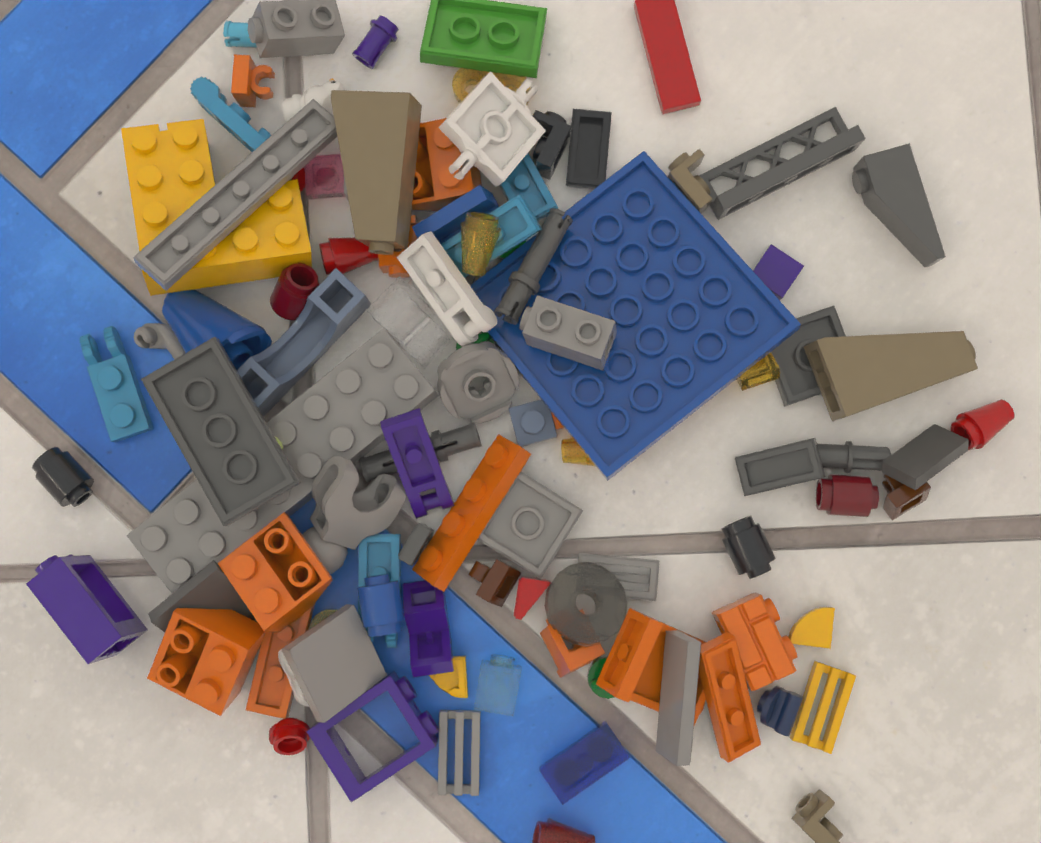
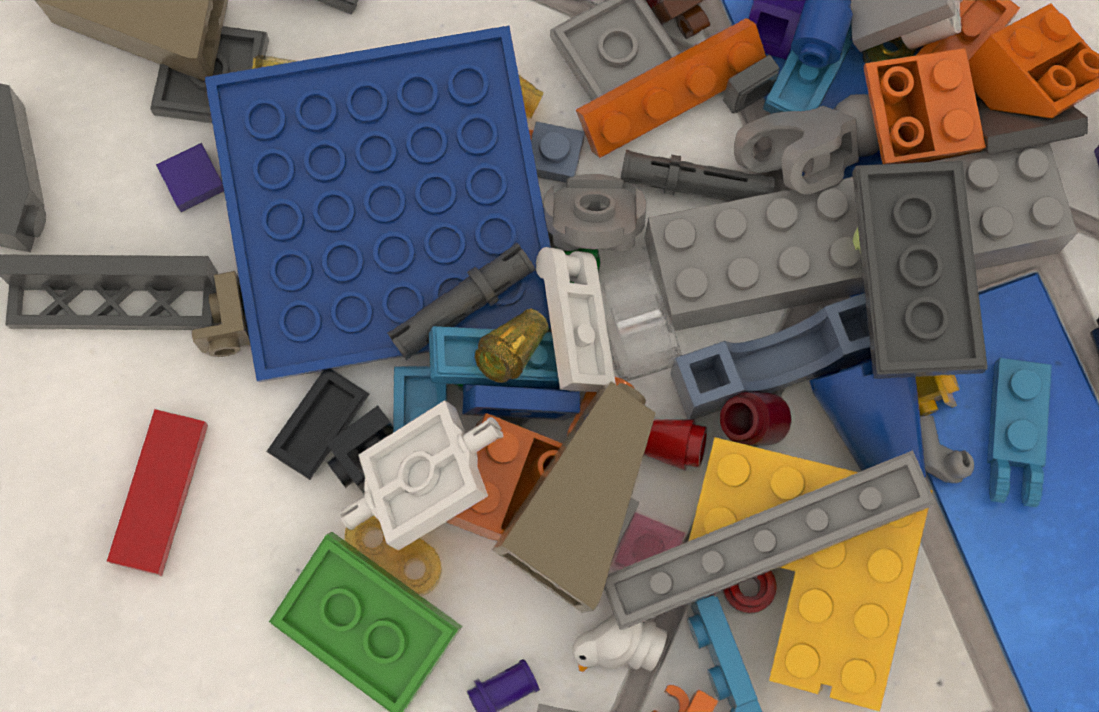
camera: 155 degrees left, 10 degrees down
(416, 462) = (708, 157): dark purple plate -> none
(568, 332) = (464, 196): light grey brick -> none

